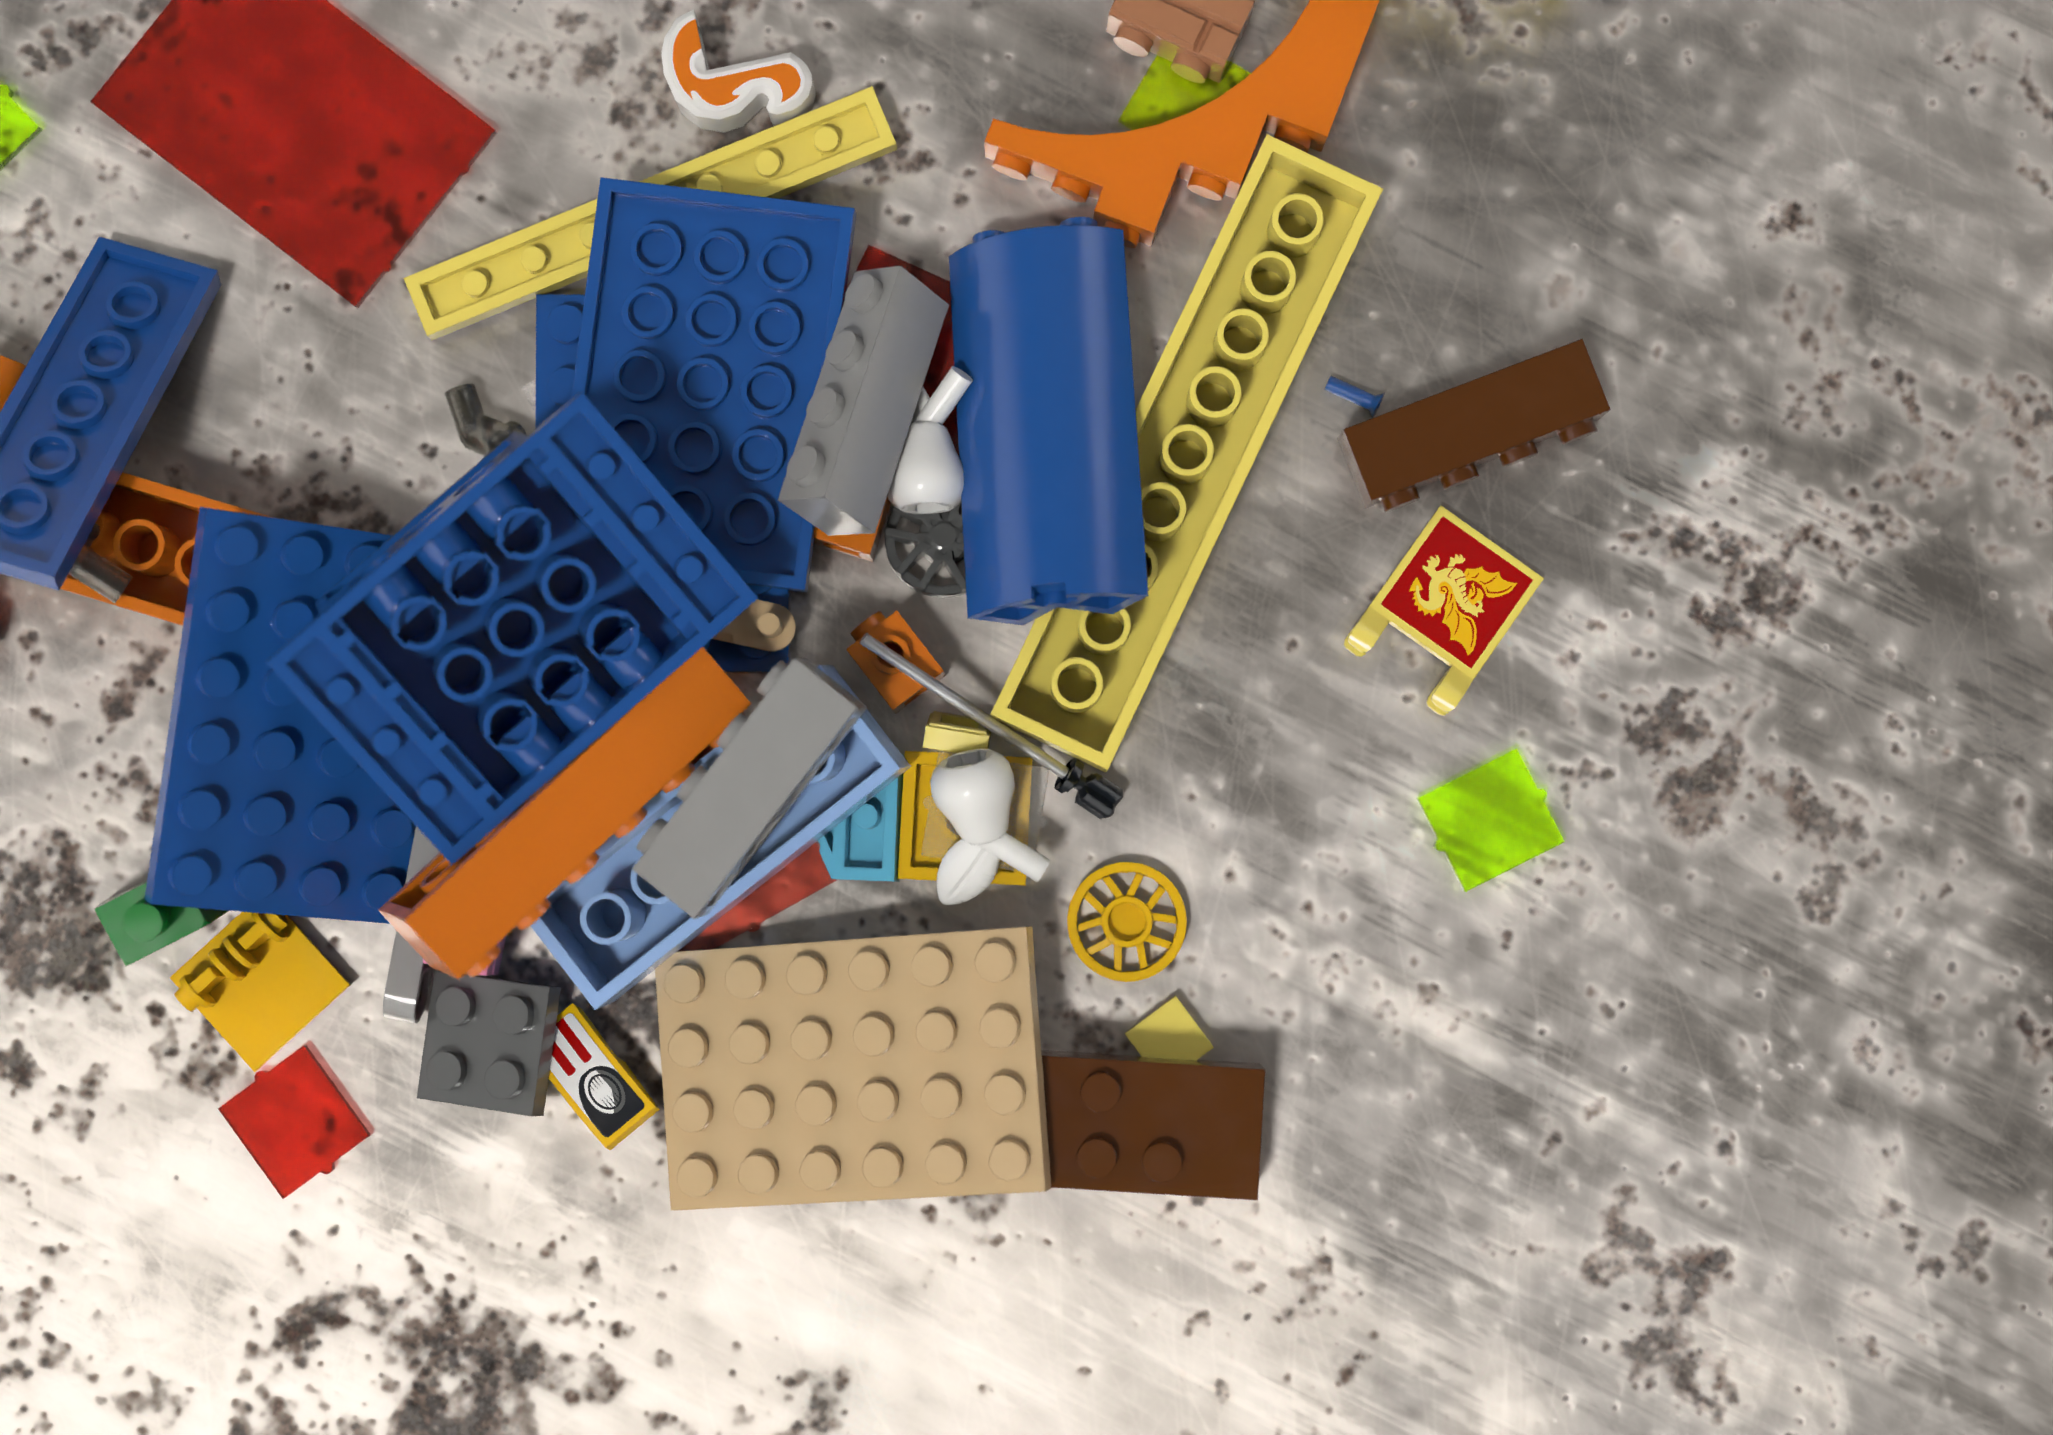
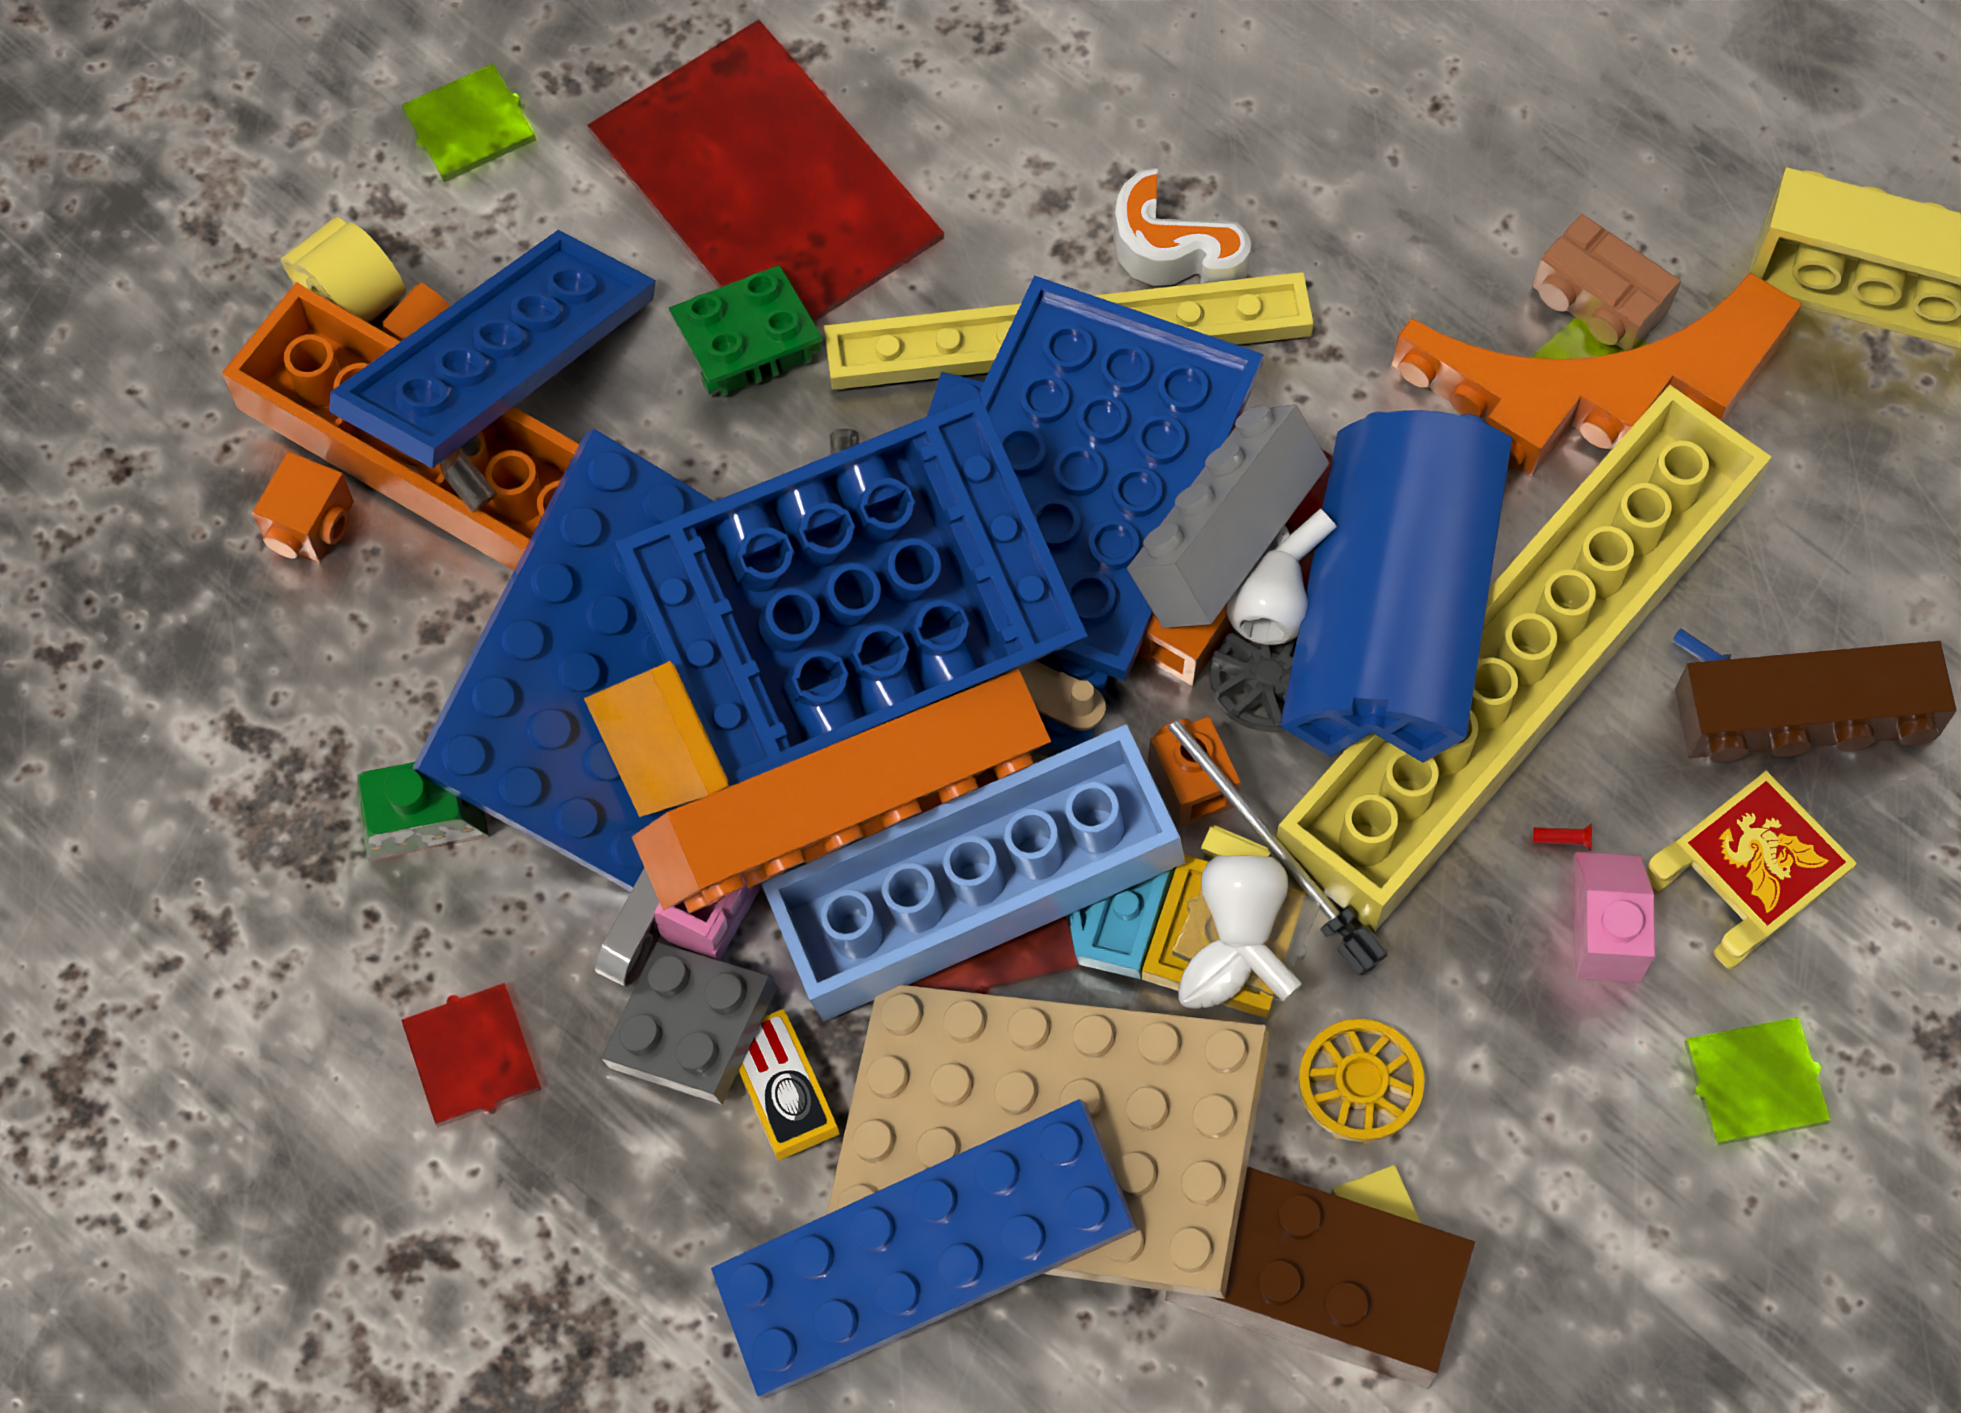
camera: 15 degrees right, 20 degrees down
(259, 984) = (483, 910): yellow hinge -> none
(324, 299) = (745, 328): none -> green hinge
(372, 820) = (657, 740): none -> light orange tile
(748, 787) = (1028, 810): light grey brick -> none
(768, 1211) = (923, 1249): none -> blue plate
(1262, 625) = (1564, 836): none -> red piece
(1323, 694) = (1612, 917): none -> bright pink slope

